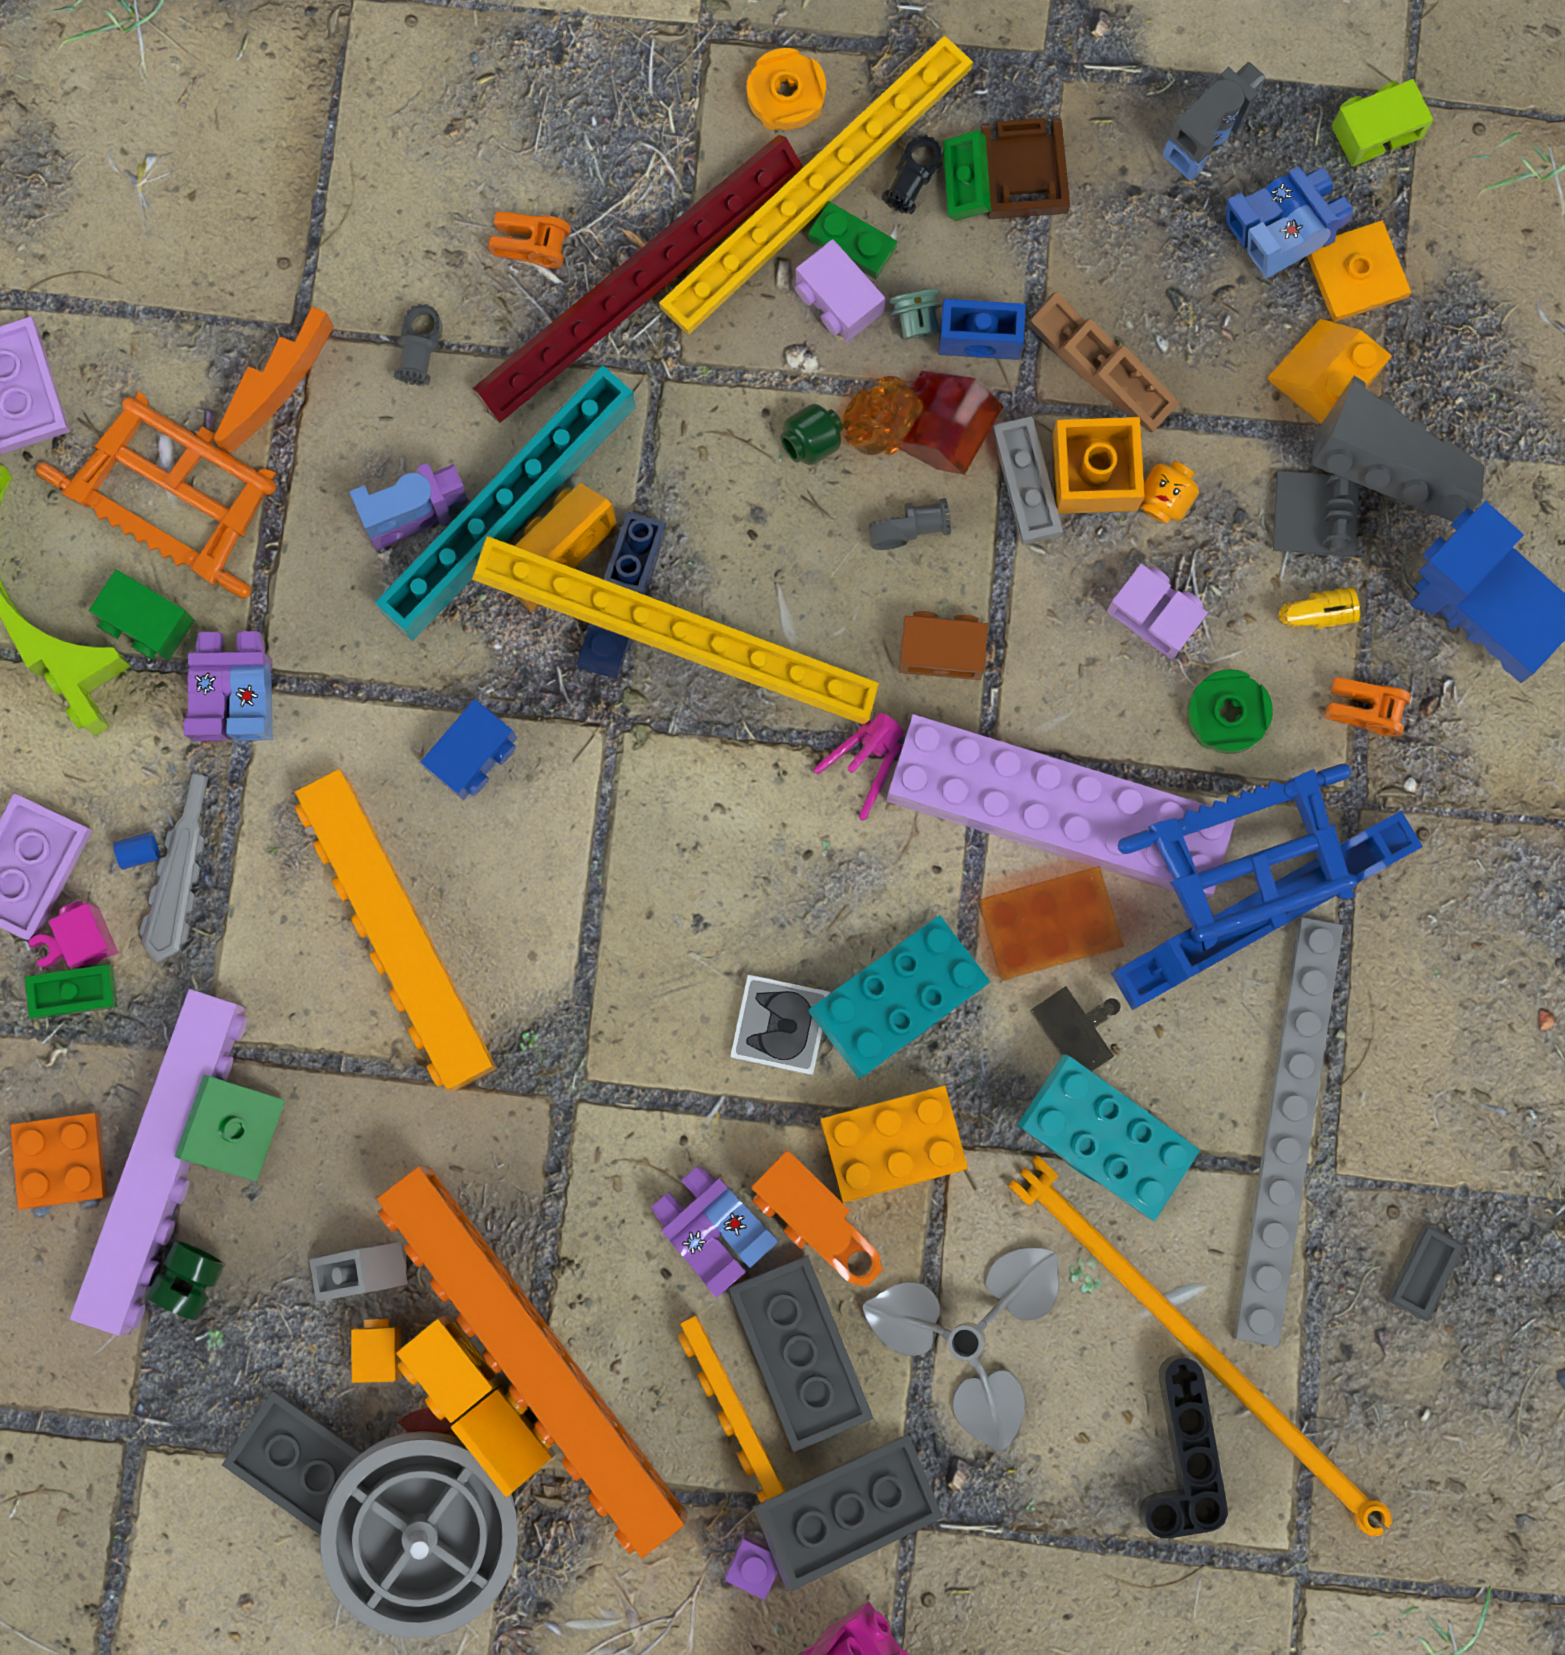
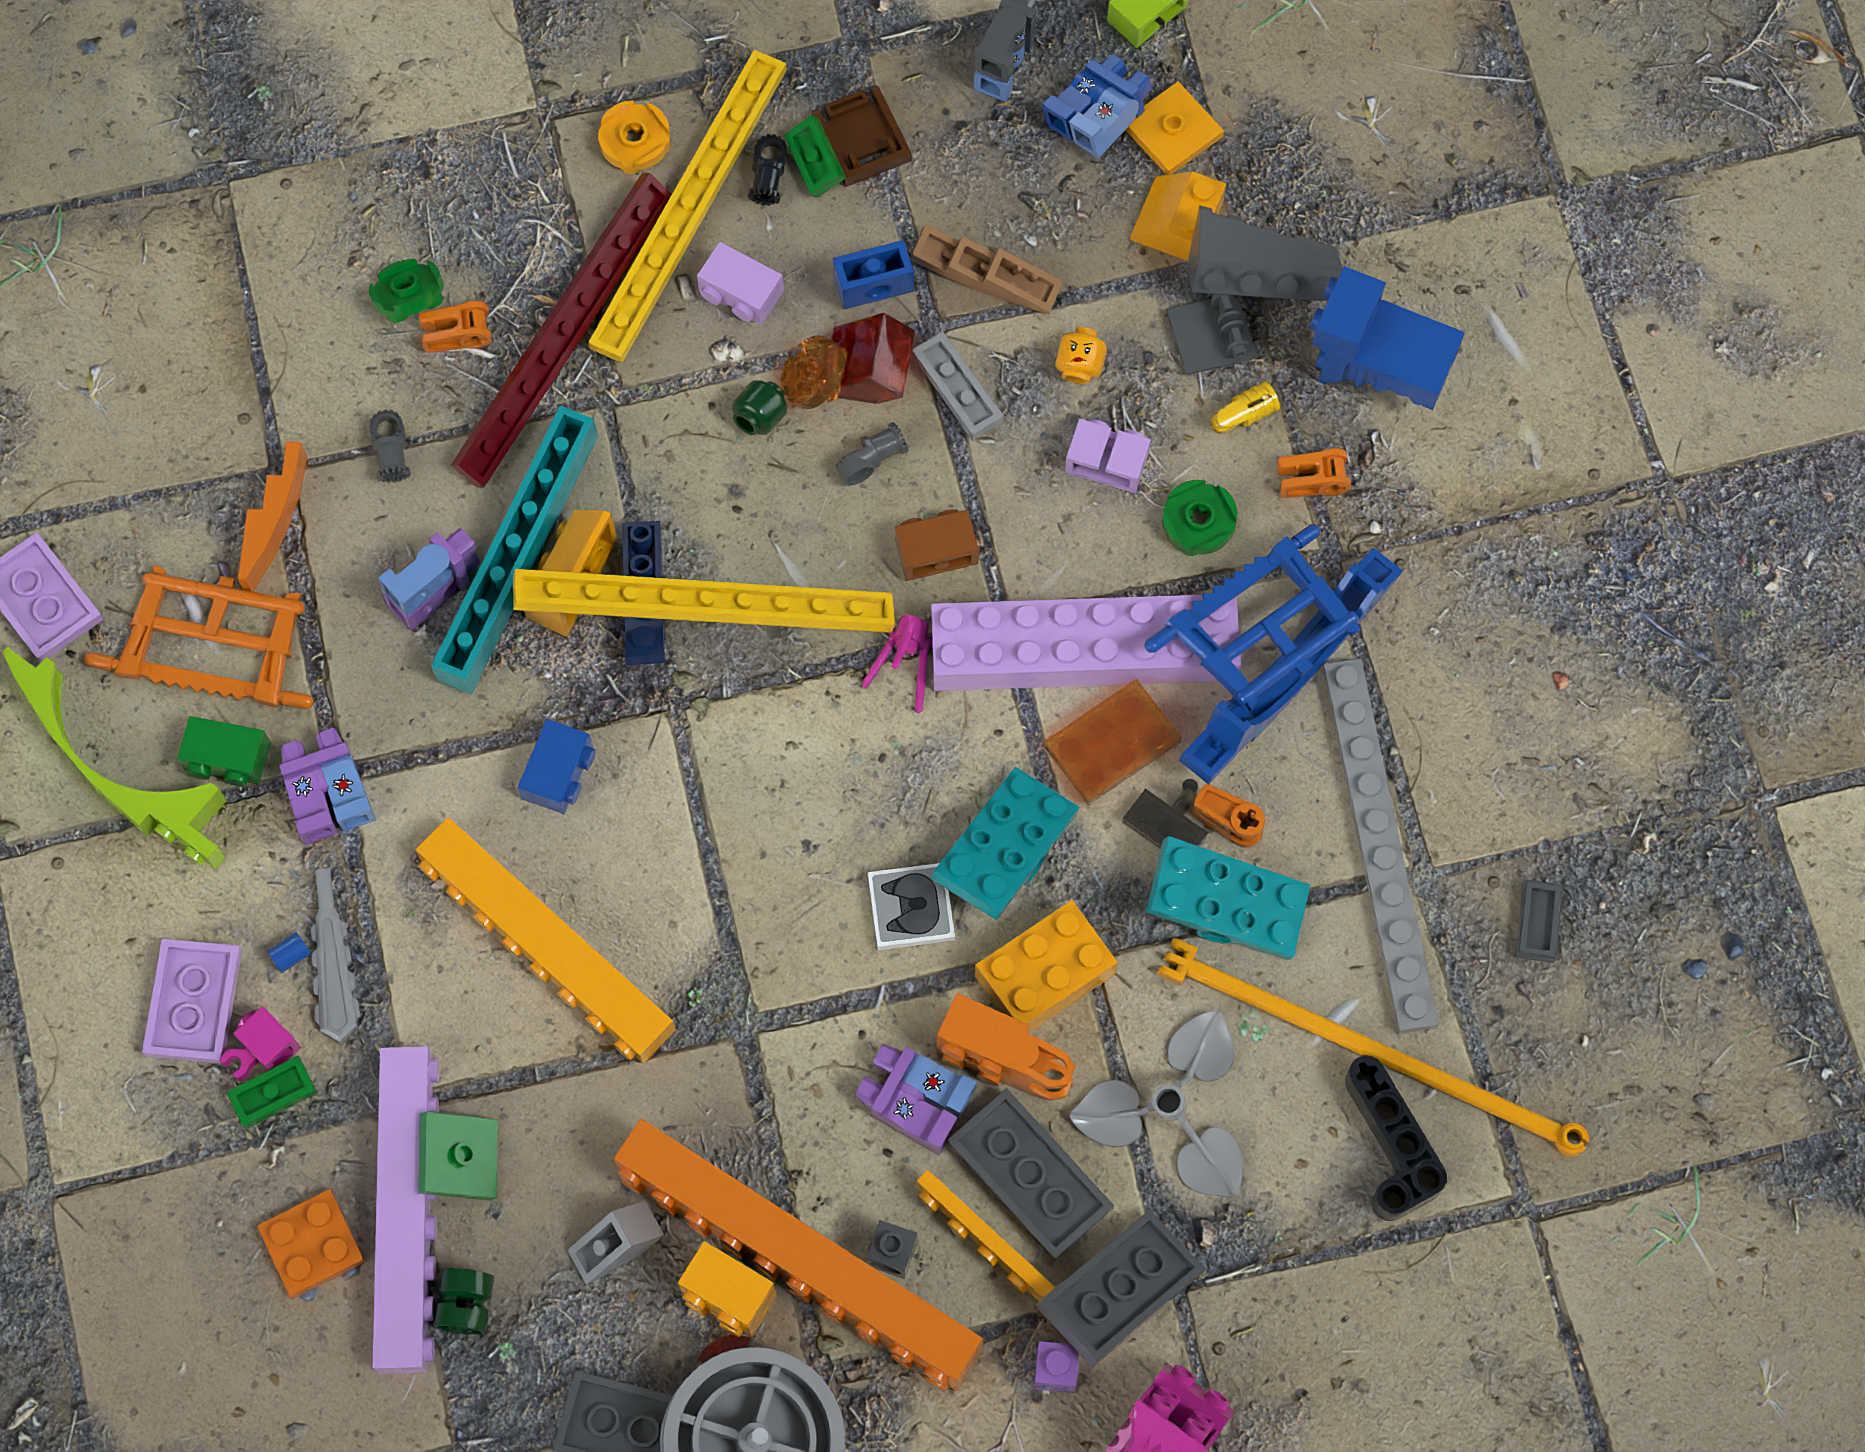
camera: 20 degrees left, 10 degrees down
(375, 1351) = (656, 1304): light orange brick -> none
(480, 194) = (423, 289): none -> green plate
(503, 1441) = (793, 1330): light orange slope -> none
(631, 1382) = (892, 1249): none -> dark grey brick
(860, 241) = (747, 238): green plate -> none
(917, 313) = (813, 279): sand green piece -> none
(1098, 465) = (1013, 352): light orange brick -> none
(1138, 1040) = (1226, 813): none -> orange piece

